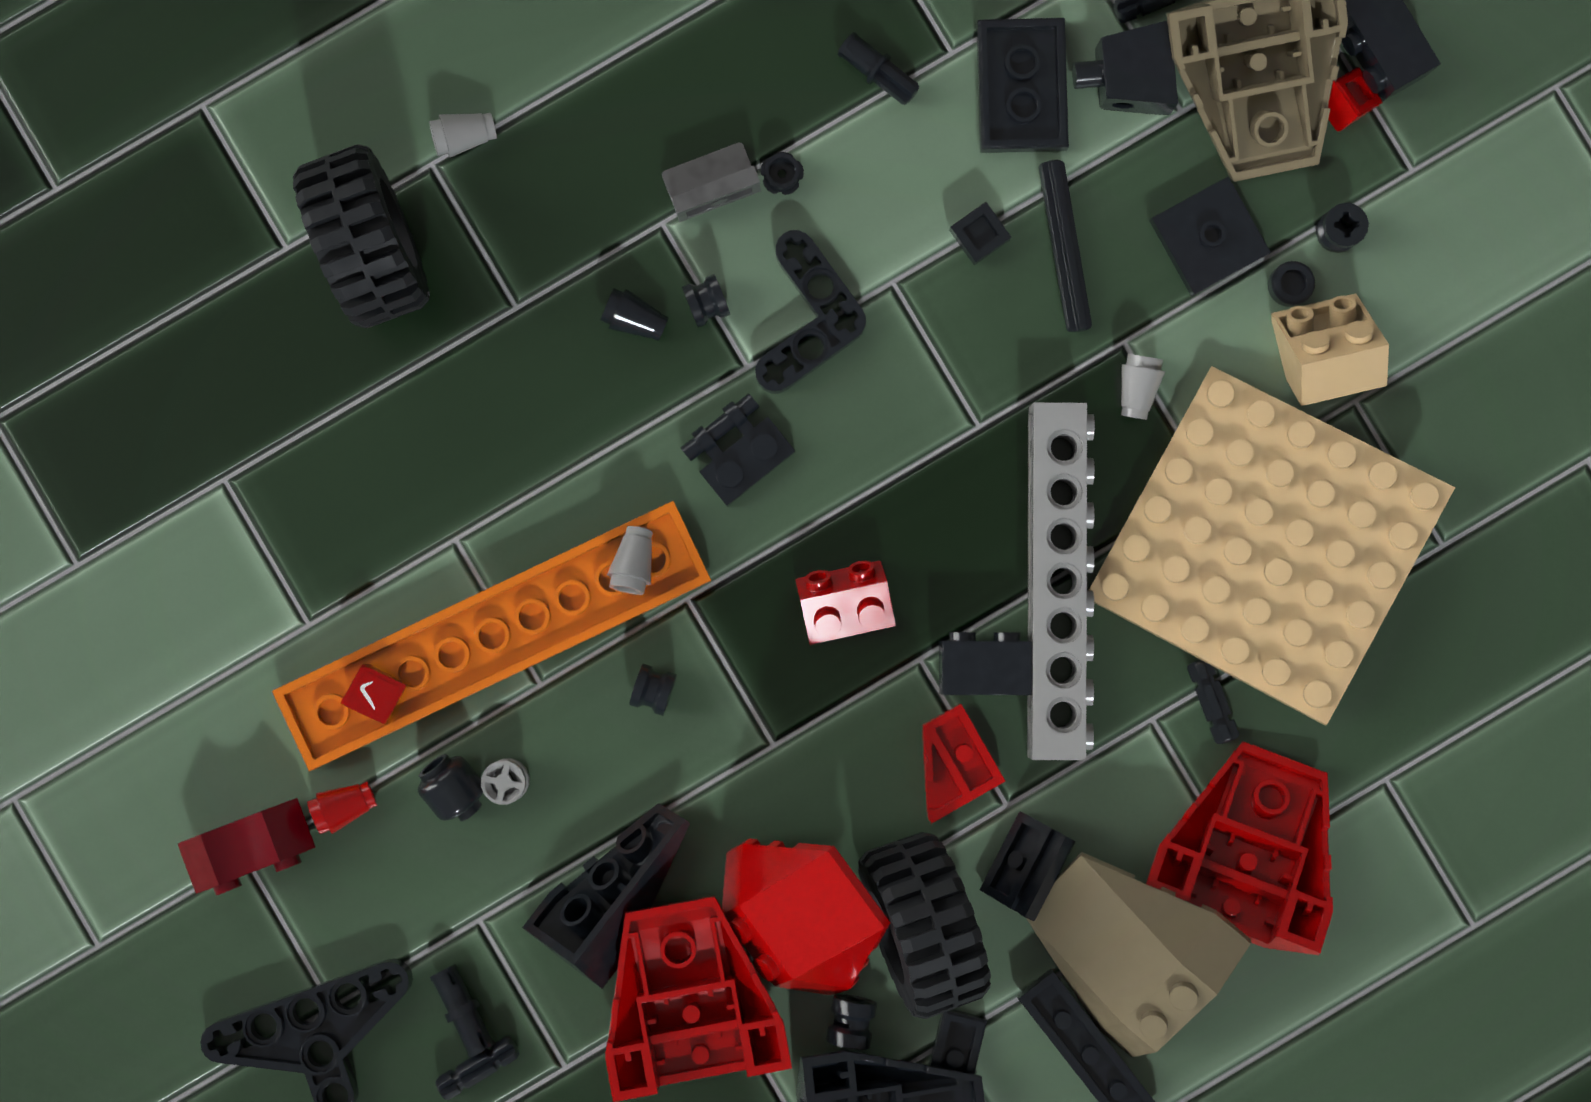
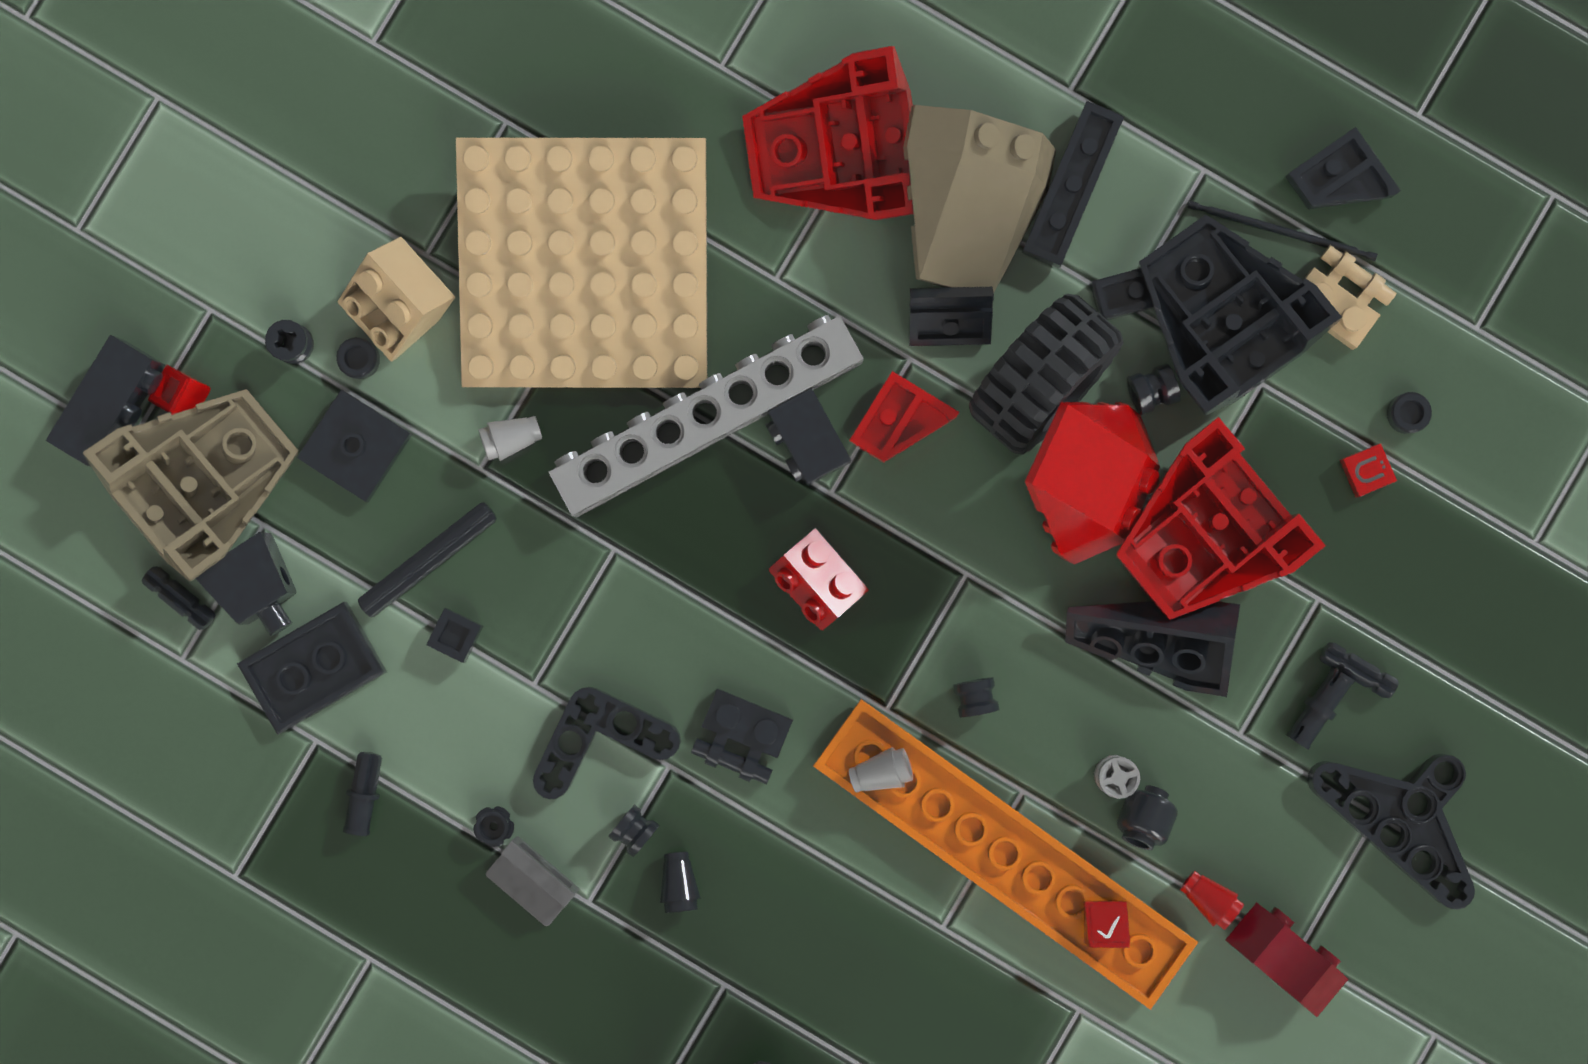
camera: 115 degrees left, 0 degrees up
(1213, 701) = (735, 238): black axle -> none

